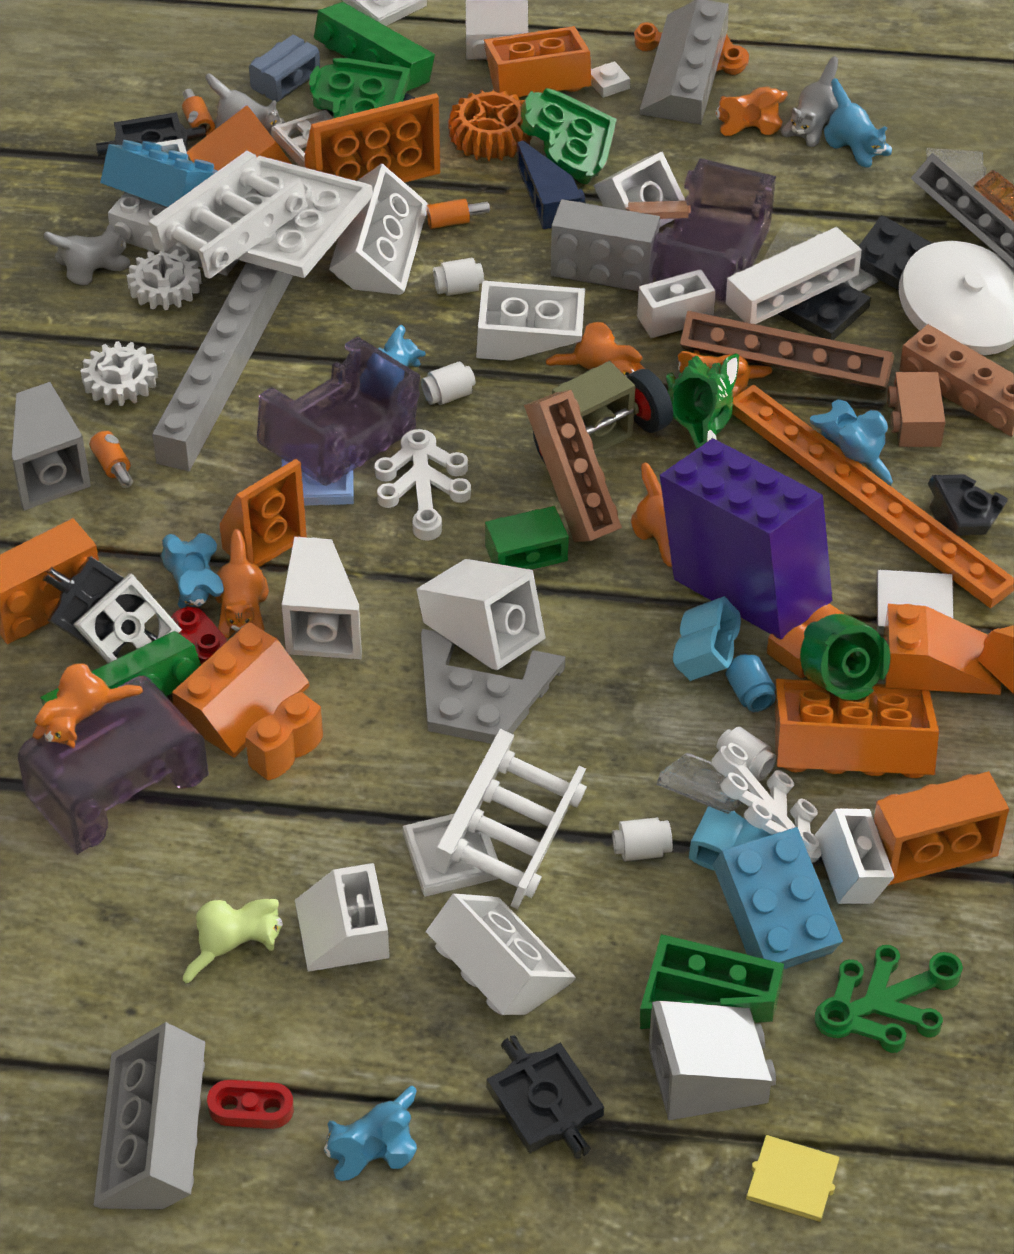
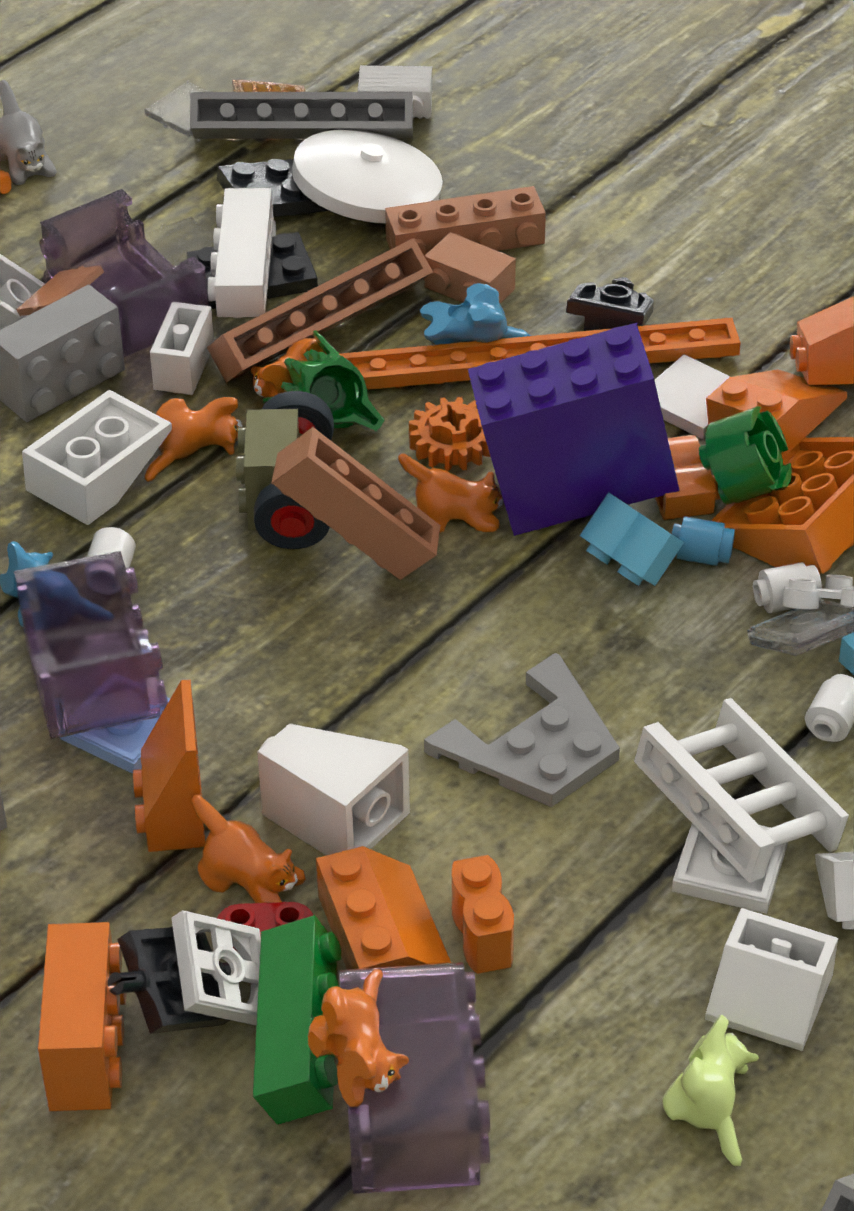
camera: 55 degrees left, 5 degrees down
(191, 568) = (173, 875): dark azure animal -> none
(418, 447) = (170, 624): white plant -> none
(484, 610) = (451, 673): white slope -> none
(527, 539) = (381, 605): green brick -> none
(852, 127) = (74, 132): dark azure animal -> none

